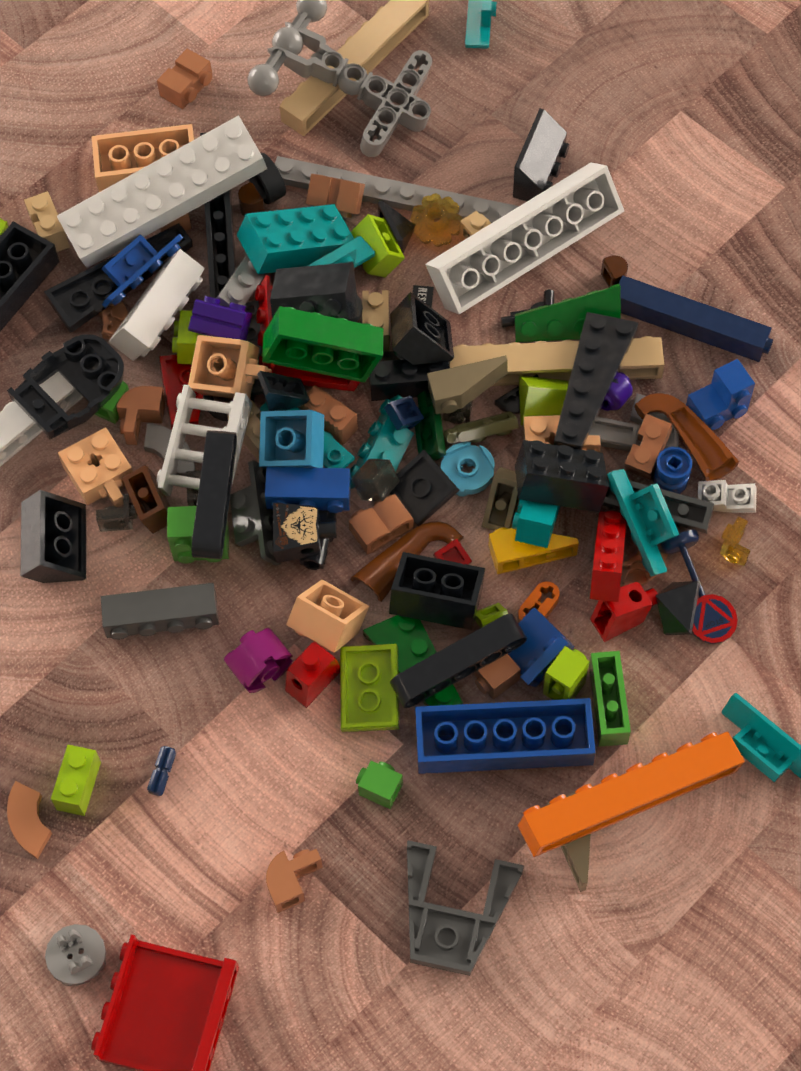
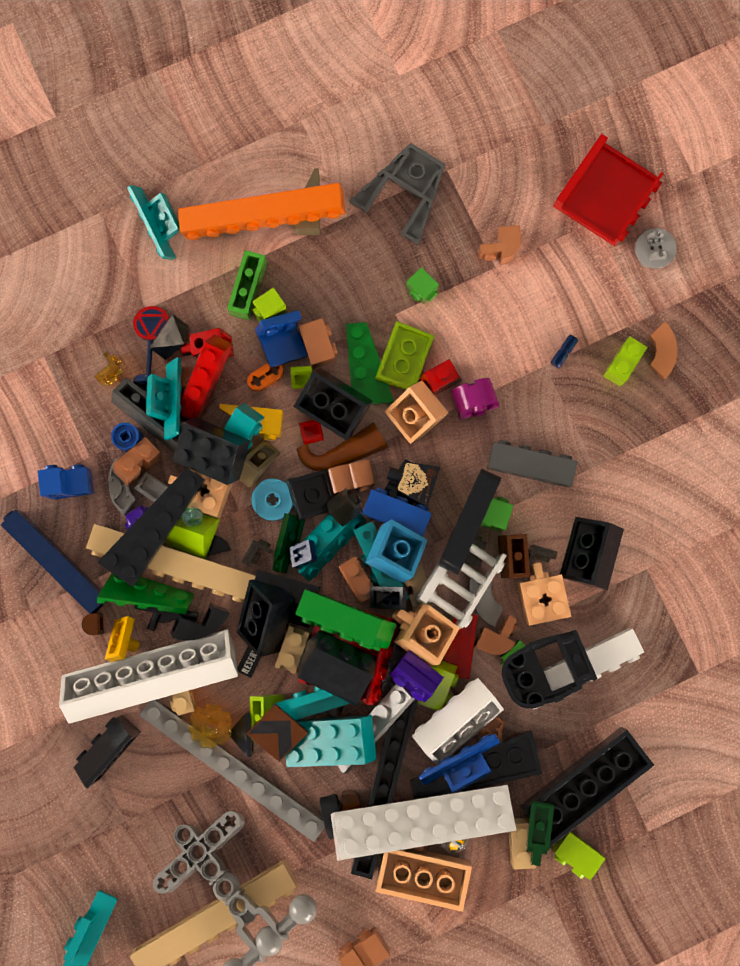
camera: 160 degrees left, 20 degrees up
(30, 228) = (539, 830): none -> dark green hinge
(250, 515) = (443, 517): dark grey bracket -> none
(329, 190) = (281, 781): nougat brick -> none
(357, 222) = (277, 732): none -> reddish brown piece
(458, 660) = (339, 341): black beam -> none
(460, 385) = (255, 556): dark tan slope -> none
(478, 430) = (249, 527): olive hinge -> none
(498, 301) = (190, 629): none -> black brick
(505, 735) = (328, 285): blue brick -> none
(551, 403) = (192, 517): none -> clear light blue plate
(575, 265) = (121, 639): none -> yellow tile
(704, 445) = (95, 451): dark orange animal -> none
(728, 498) = (97, 409): white slope -> none

